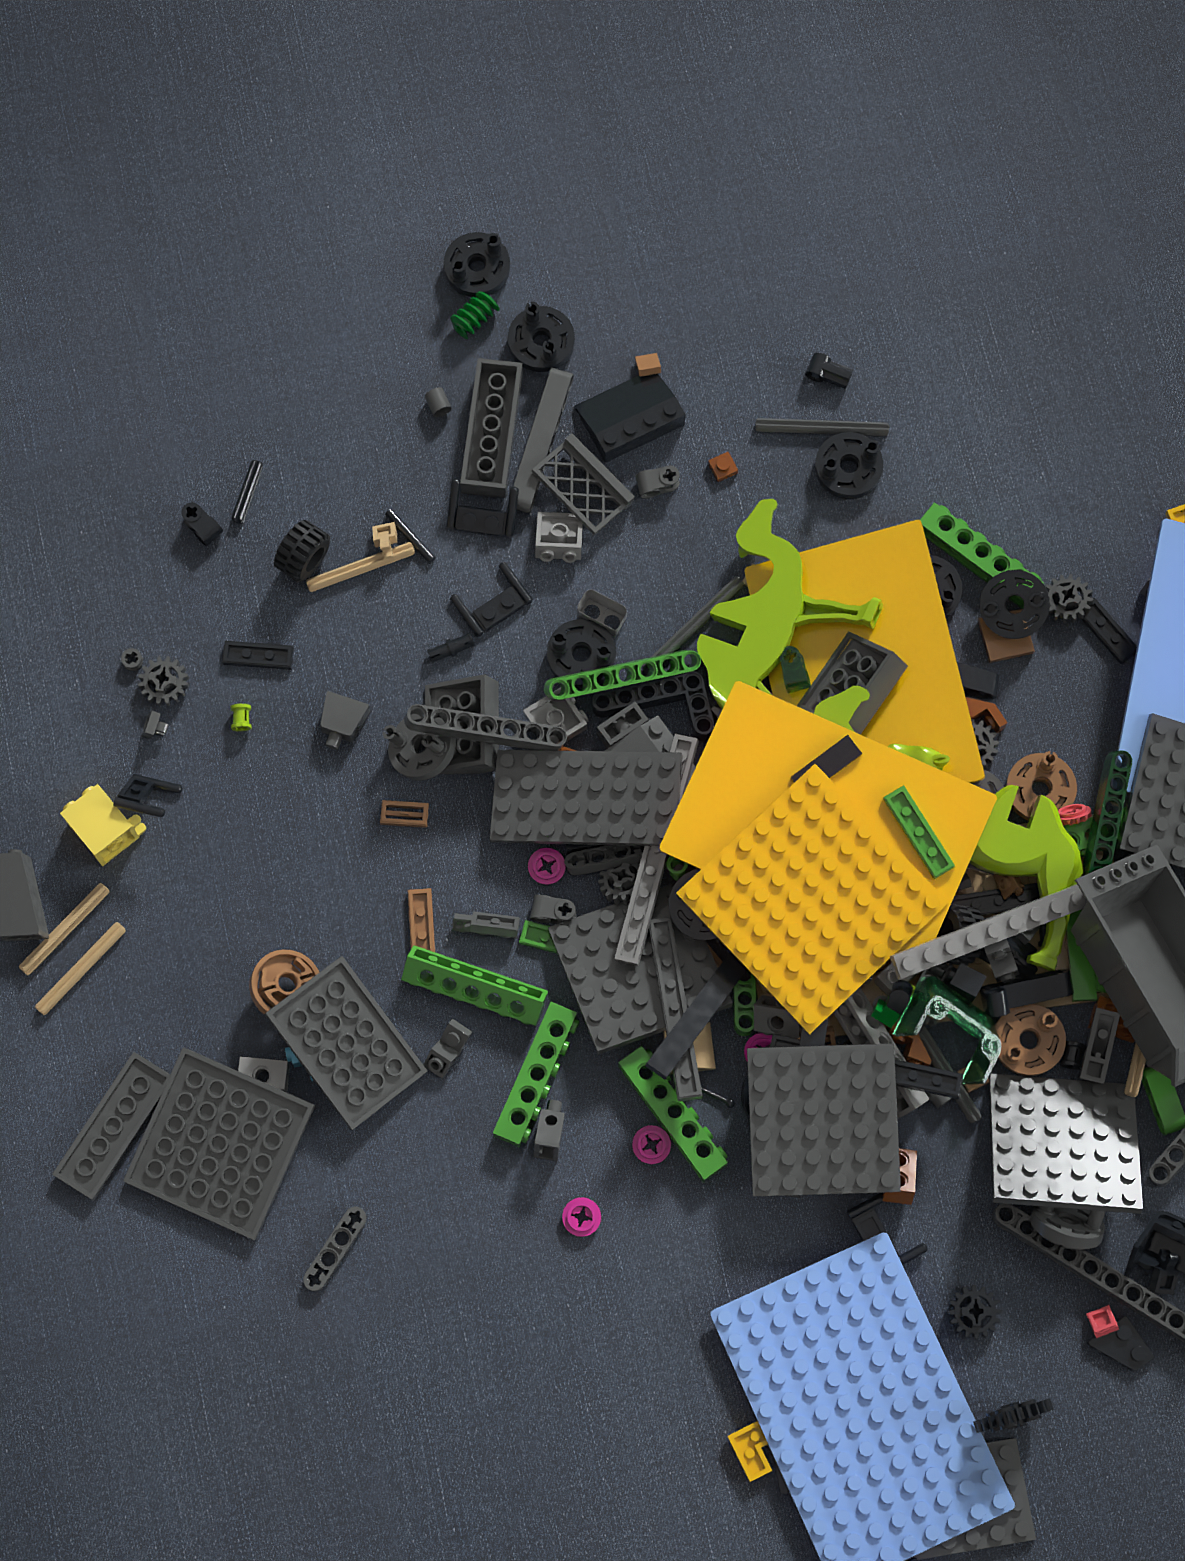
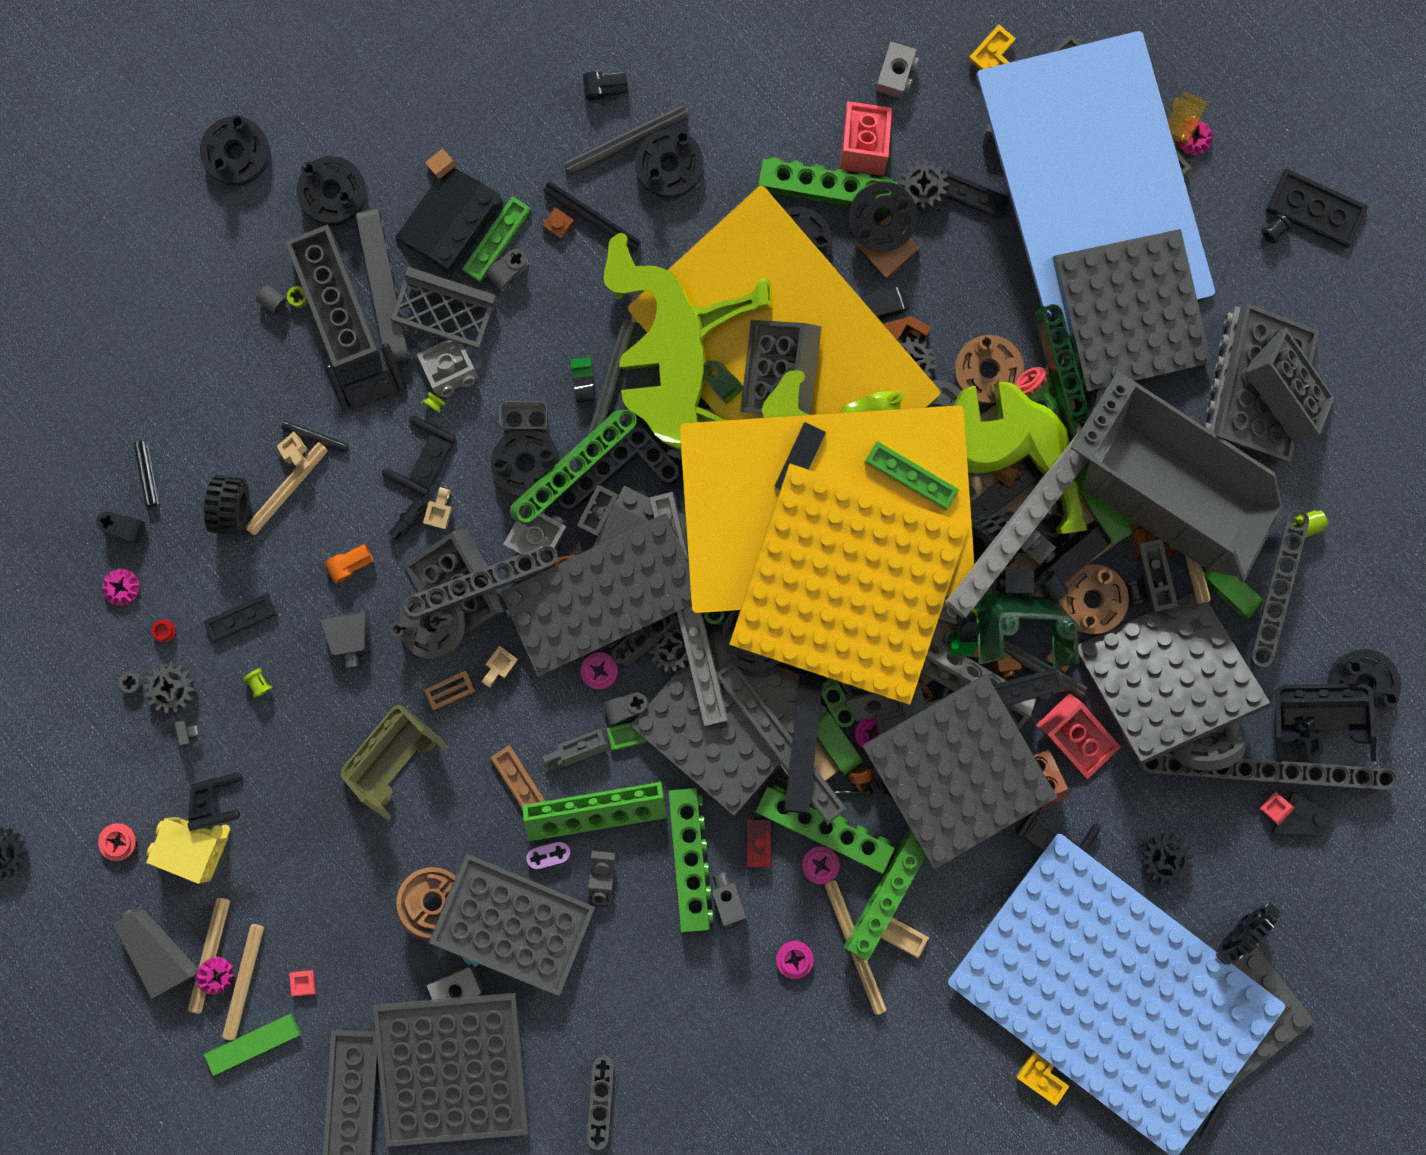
camera: 25 degrees left, 10 degrees up
(41, 777) = (108, 848): none -> coral gear
(53, 941) = (205, 975): none -> dark pink gear
(57, 1027) = (252, 1044): none -> bright green tile
(131, 998) = (302, 983): none -> coral tile
(167, 584) = (130, 583): none -> dark pink gear
(185, 630) = (163, 631): none -> red plate
(319, 838) = (385, 755): none -> olive windscreen
(373, 657) = (343, 566): none -> orange piece
(411, 997) = (546, 849): none -> lavender beam
(461, 405) = (292, 301): none -> lime bush
(461, 813) = (500, 664): none -> tan plate
(472, 313) = (257, 199): green piece -> none
(481, 655) = (438, 513): none -> tan plate
(529, 560) = (433, 402): none -> lime bush
(606, 1094) = (758, 843): none -> dark red plate
(642, 1236) = (862, 966): none -> tan axle
(662, 452) = (496, 239): none -> bright green tile
(672, 608) = (583, 379): none -> leg
(691, 1250) = (905, 937): none -> tan tile
(694, 1204) = (886, 898): none -> bright green brick
(725, 1042) = (837, 744): none -> bright green beam
(730, 1083) = (860, 777): none -> dark orange tile
(754, 473) = (589, 214): none -> black axle
(951, 1155) = (1078, 735): none -> coral slope
(1035, 533) = (865, 138): none -> coral slope
(1101, 478) = (900, 57): none -> light grey brick

